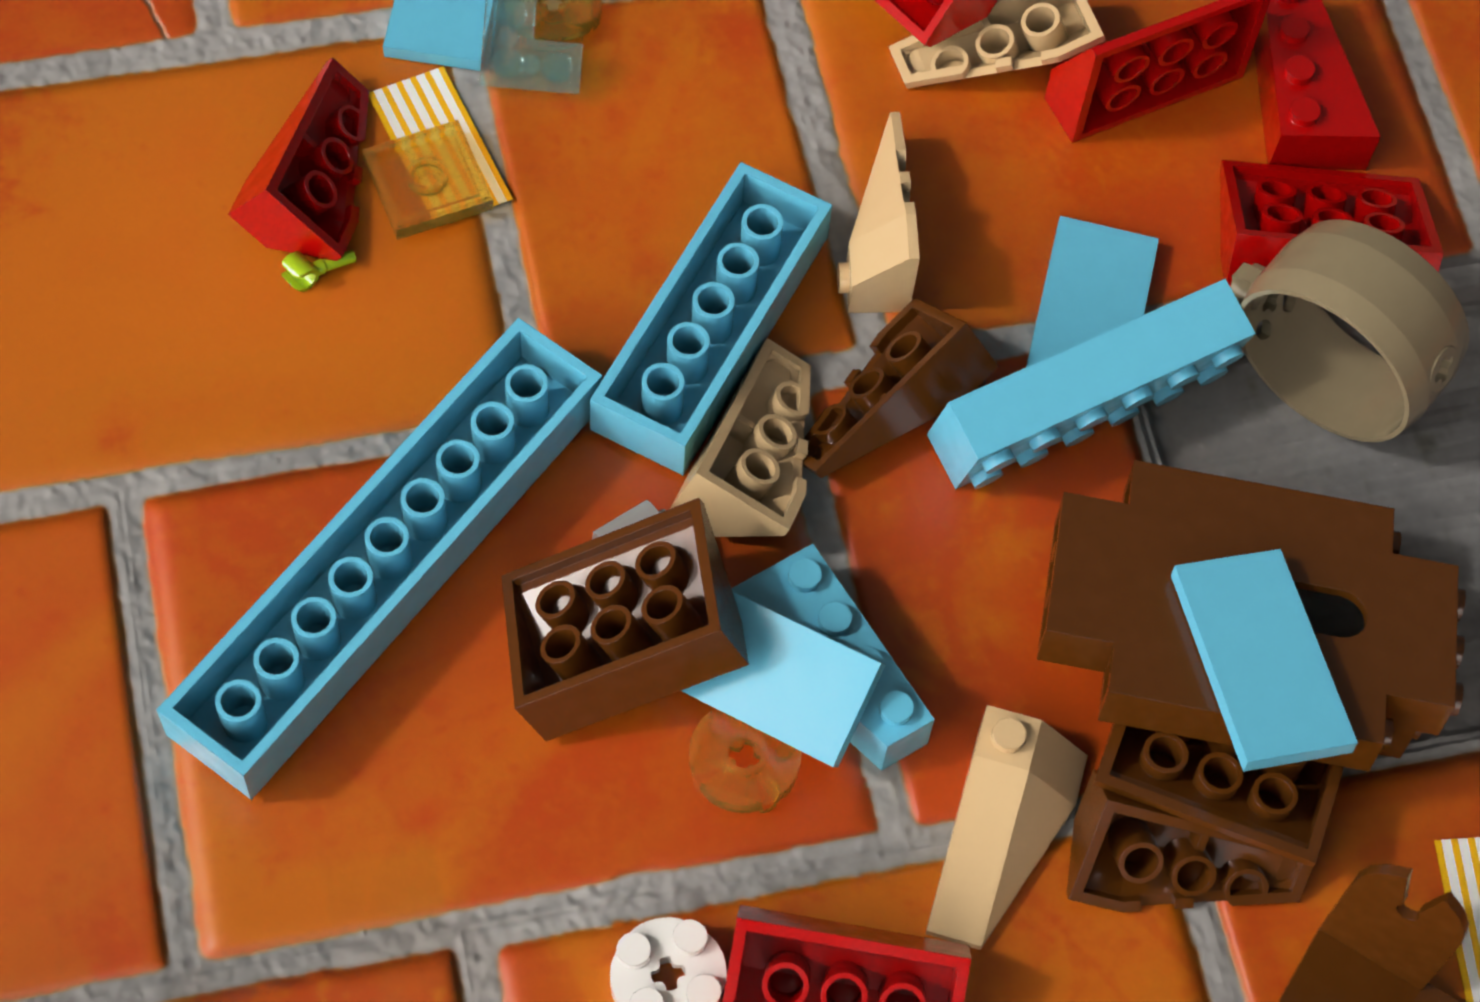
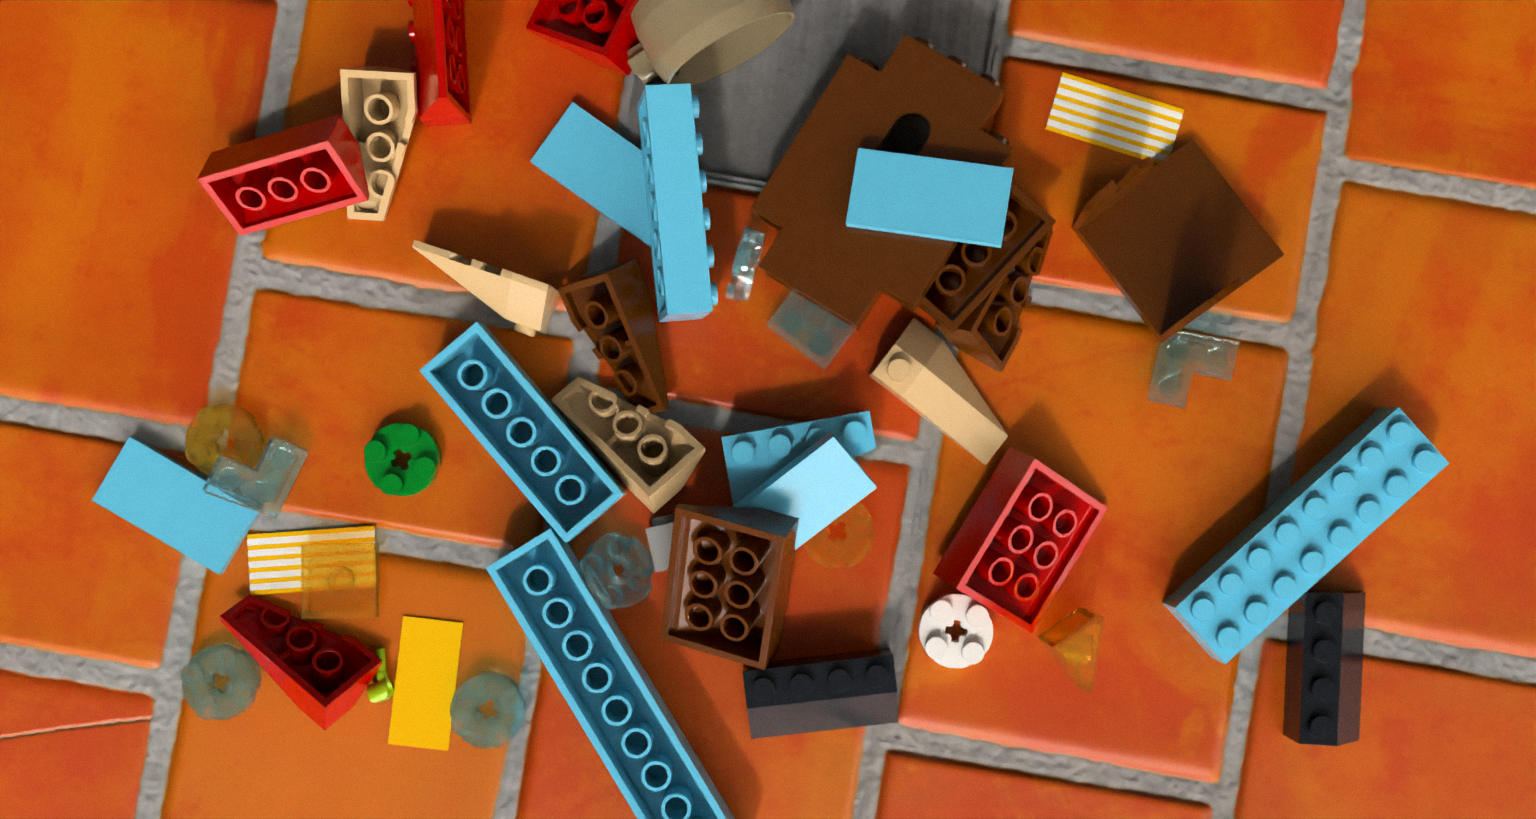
camera: 60 degrees left, 25 degrees up
(238, 69) = (199, 682): none -> clear light blue plate
(316, 377) = (469, 721): none -> clear light blue plate
(326, 324) = (425, 683): none -> yellow sticker
(504, 816) = (821, 693): none -> black slope
(548, 480) = (599, 574): none -> clear light blue plate
(606, 175) = (382, 452): none -> green plate
(1008, 627) = (809, 329): none -> clear light blue plate
(1037, 499) = (747, 255): none -> clear light blue plate

